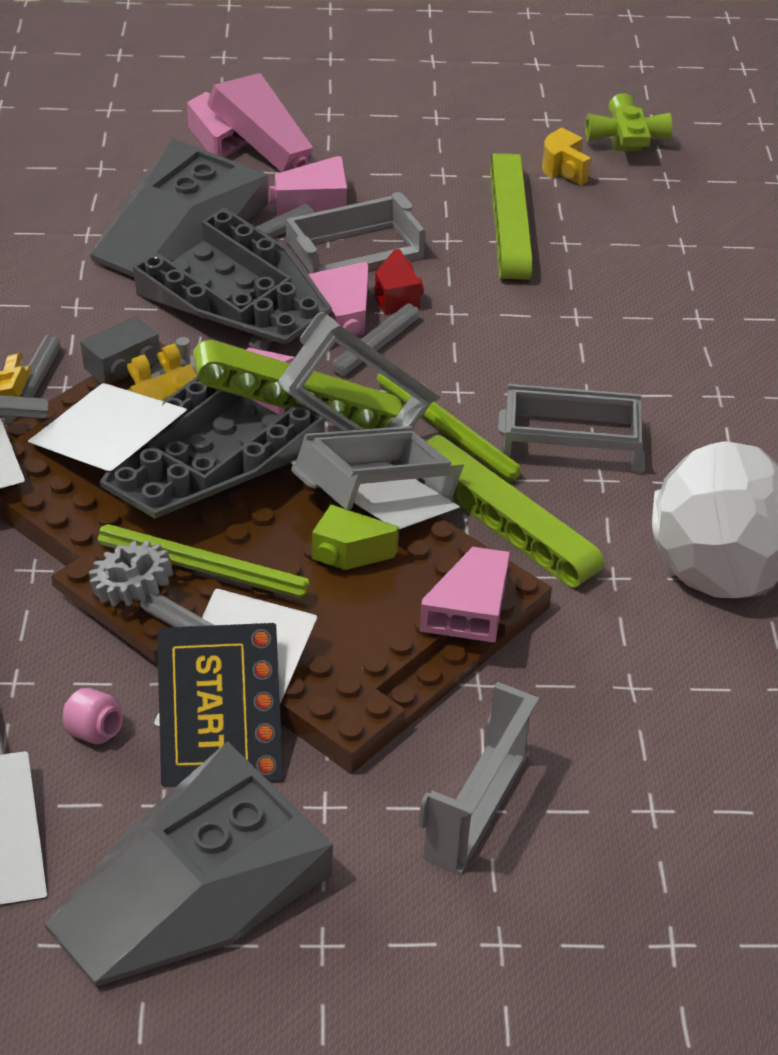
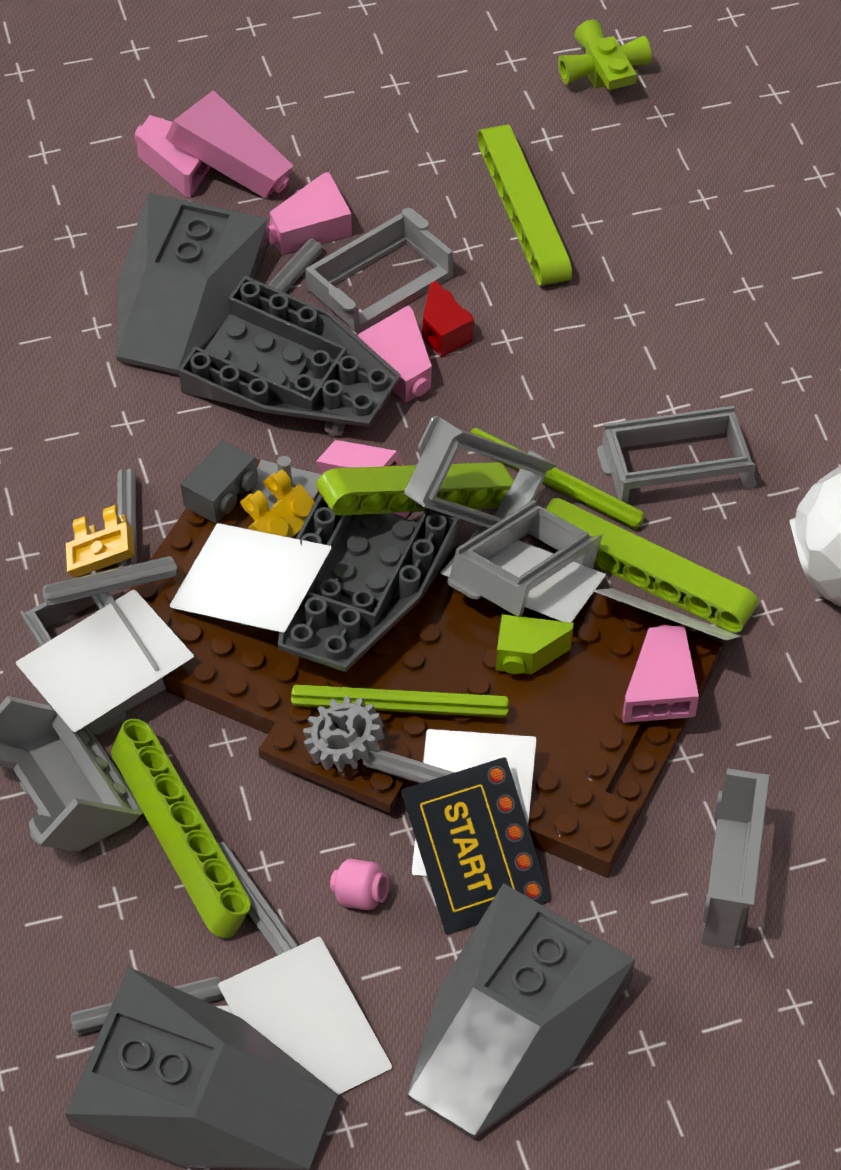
camera: 15 degrees left, 10 degrees up
(378, 338) = (450, 386): light grey axle -> none
(504, 547) = (667, 613): none -> white sticker
(564, 157) = (550, 116): yellow brick -> none

